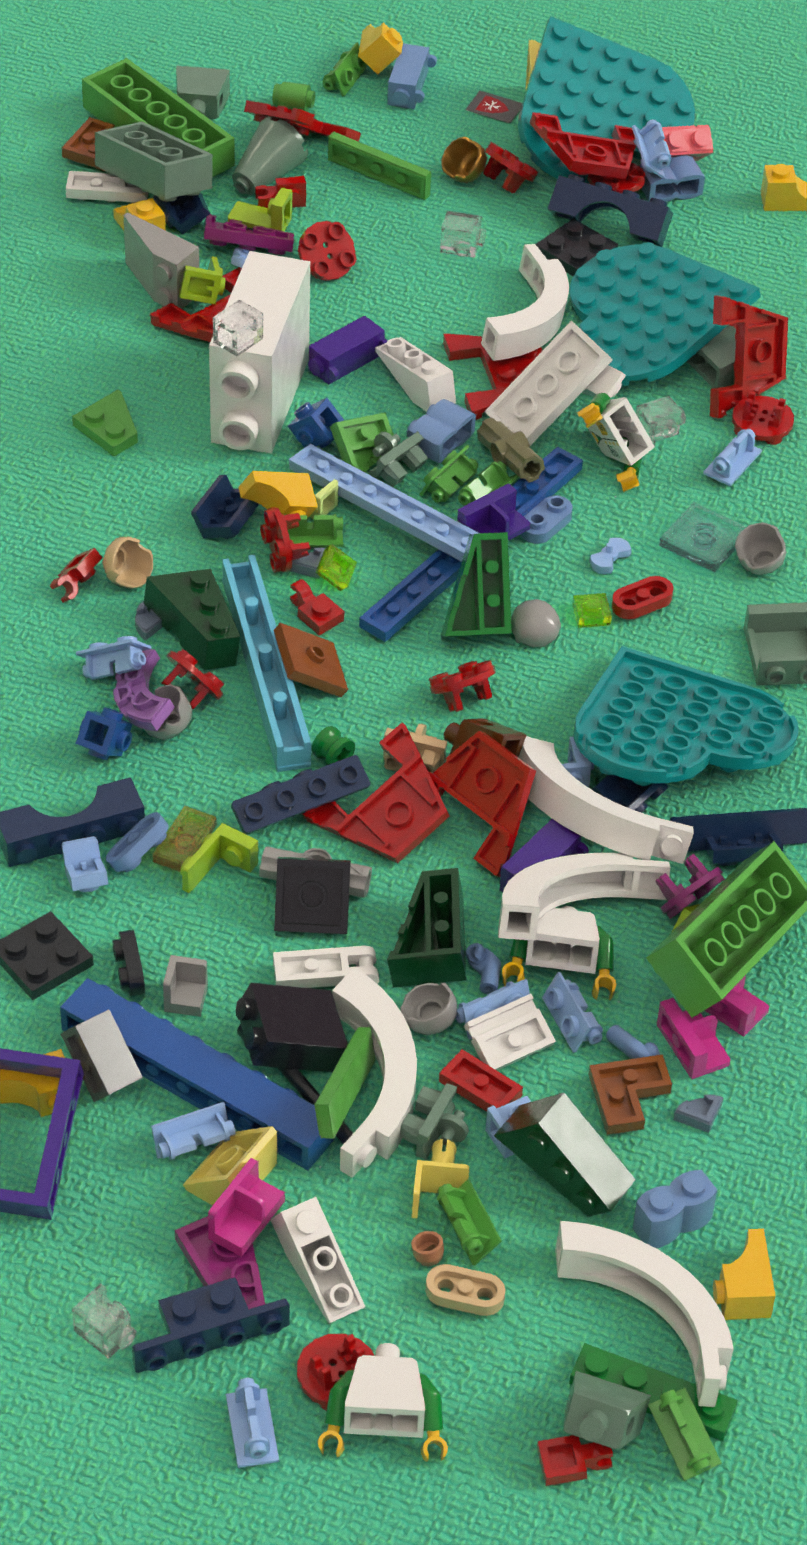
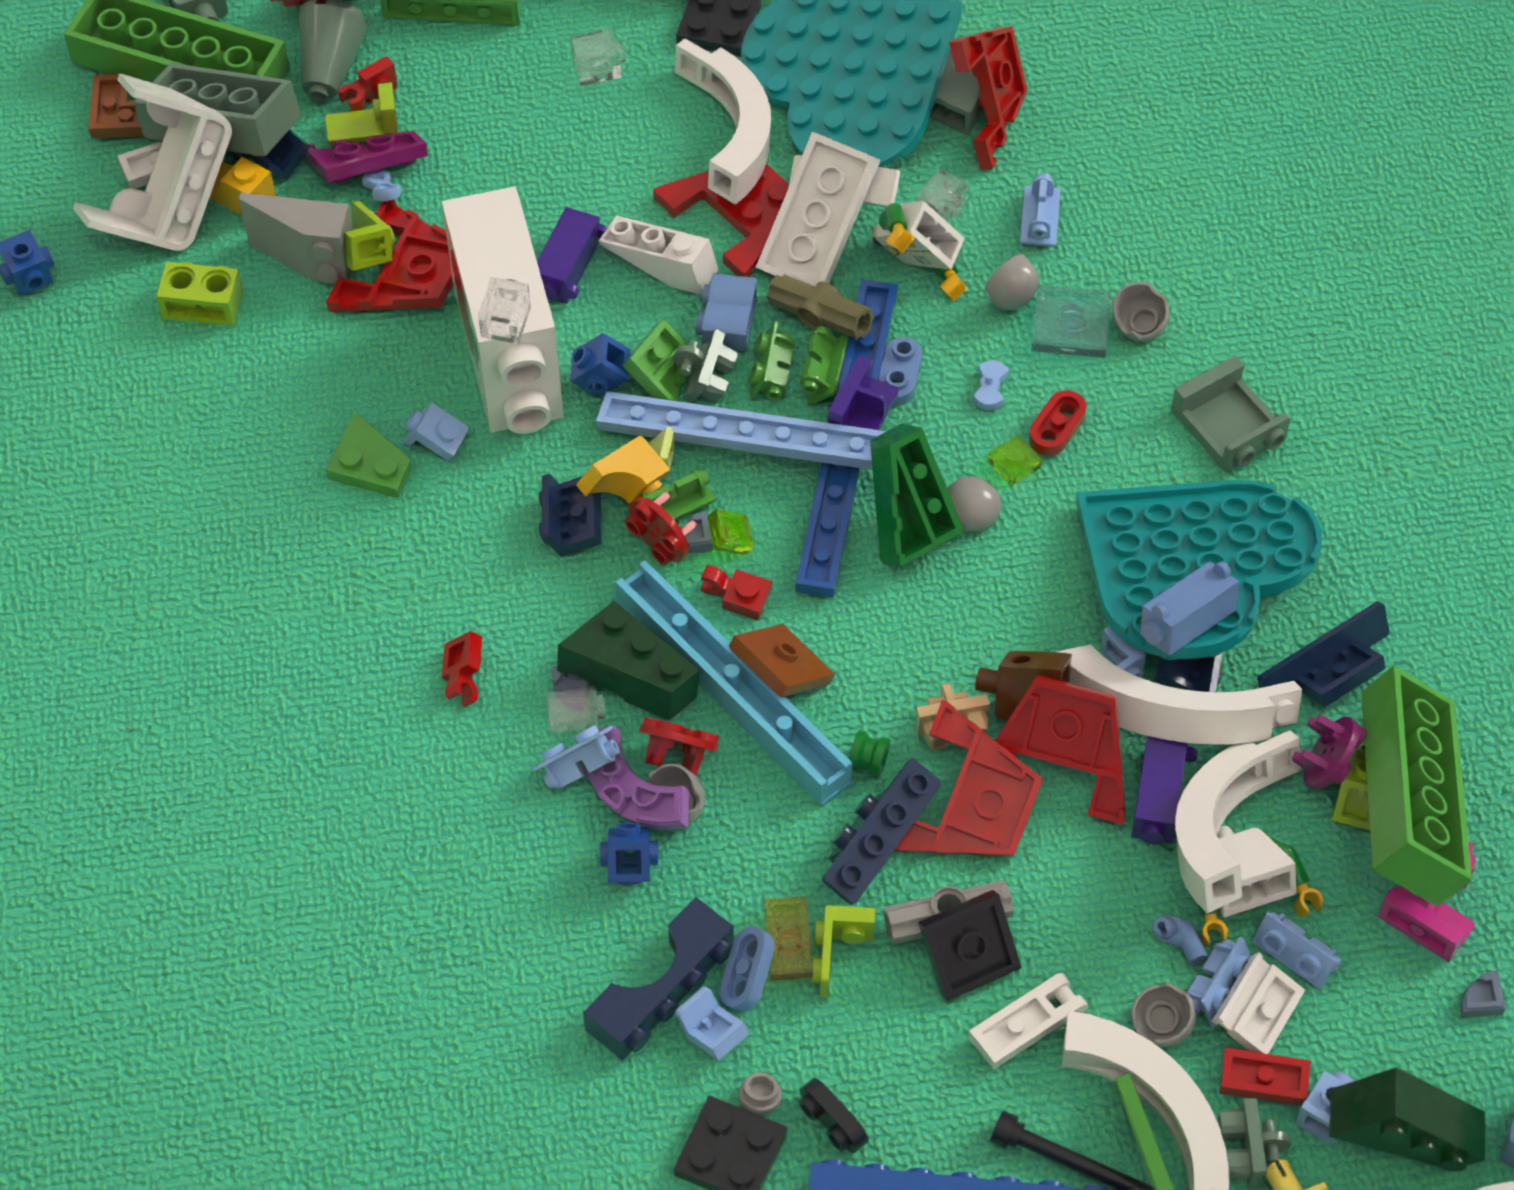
camera: 25 degrees left, 10 degrees up
(64, 275) = (199, 293): none -> lime brick
(80, 217) = (181, 177): none -> white windscreen
(89, 926) = (760, 1093): none -> light grey plate
(127, 562) = (512, 630): tan hair -> none
(132, 622) = (574, 708): none -> clear brick
(168, 422) = (435, 430): none -> light blue bracket
(185, 985) = (906, 1116): light grey panel -> none
(291, 1027) = (1052, 1113): black brick -> none
(338, 246) = (478, 130): red plate -> none
(433, 933) = (1116, 925): dark green wedge -> none
(469, 674) = (949, 611): red plate -> none
(620, 1085) = (1396, 1014): dark orange plate -> none
(630, 1045) = (1390, 960): medium blue arm -> none
(635, 735) = (1190, 607): none -> medium blue brick
(672, 490) = (1013, 283): none -> light grey hair
(765, 416) = (1049, 156): red plate -> none

